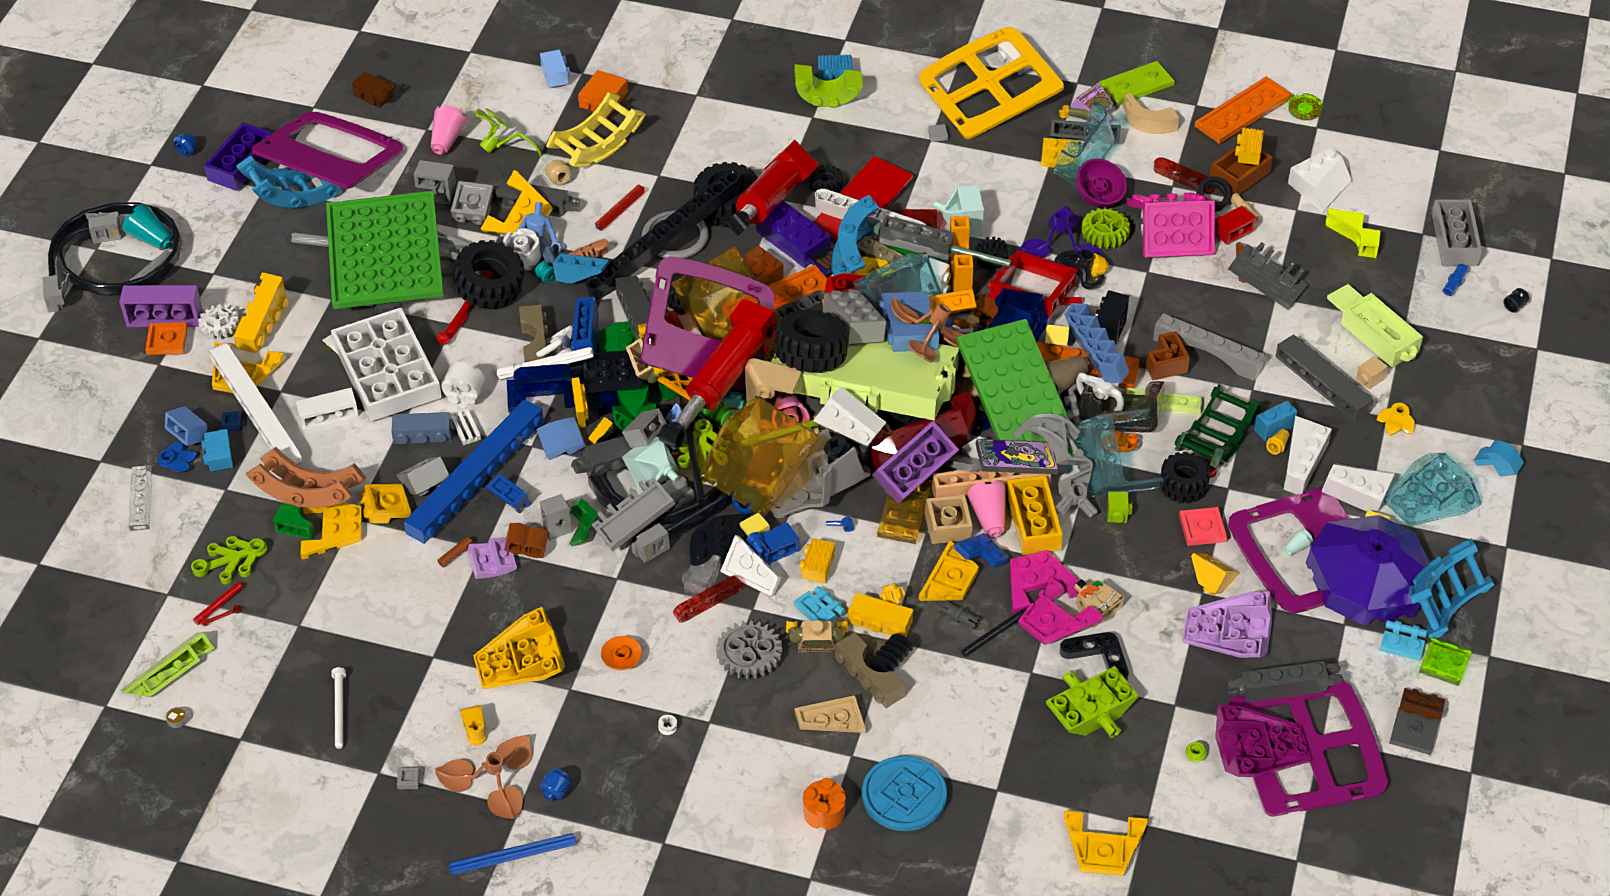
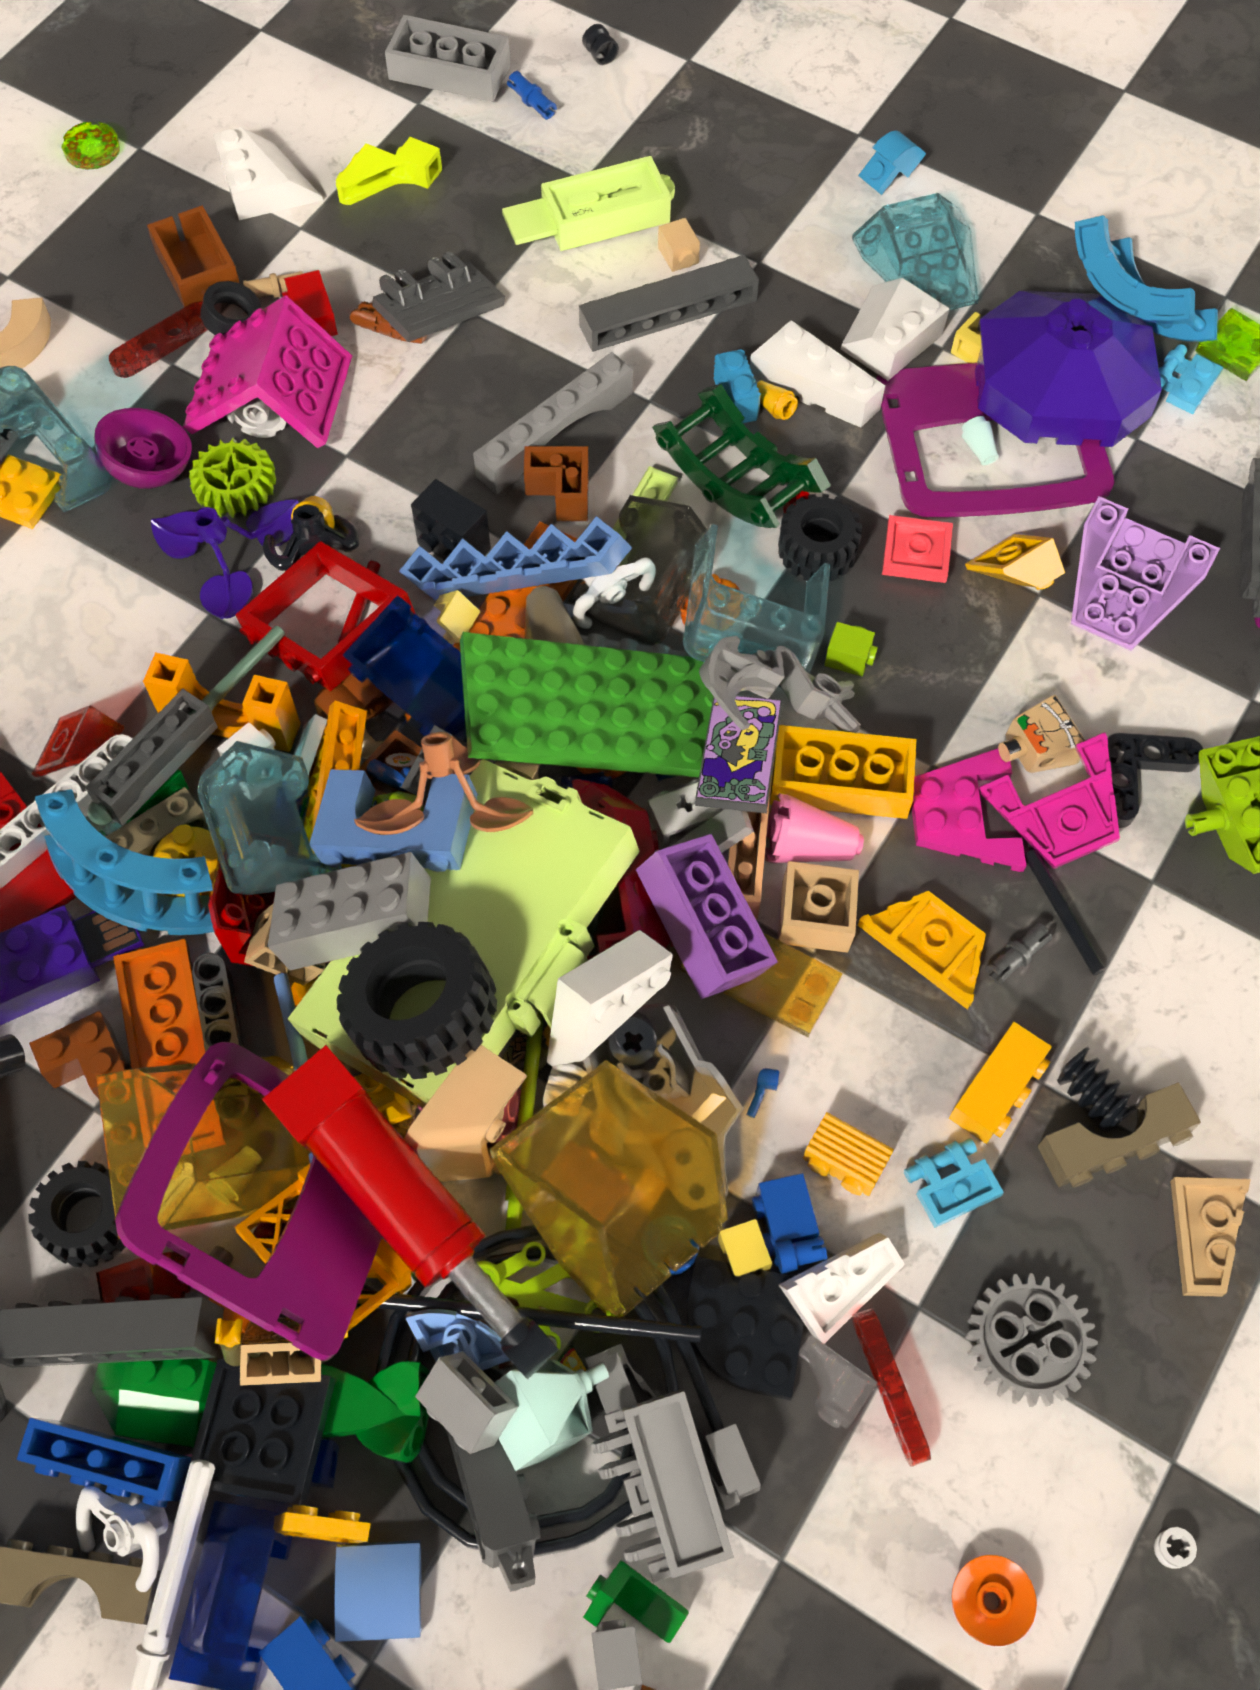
camera: 75 degrees left, 15 degrees up
(603, 427) = (389, 1497): yellow piece -> none
(816, 635) = (1036, 1208): torso -> none
(892, 593) = (959, 1049): yellow gear -> none
(965, 202) = (105, 664): light aqua piece -> none
(982, 546) = (883, 875): blue plate -> none
(992, 245) = (221, 652): black tyre -> none
(1242, 110) = (59, 220): orange plate -> none
(1250, 146) = (175, 219): yellow brick -> none
(1396, 421) = (775, 250): yellow plate -> none

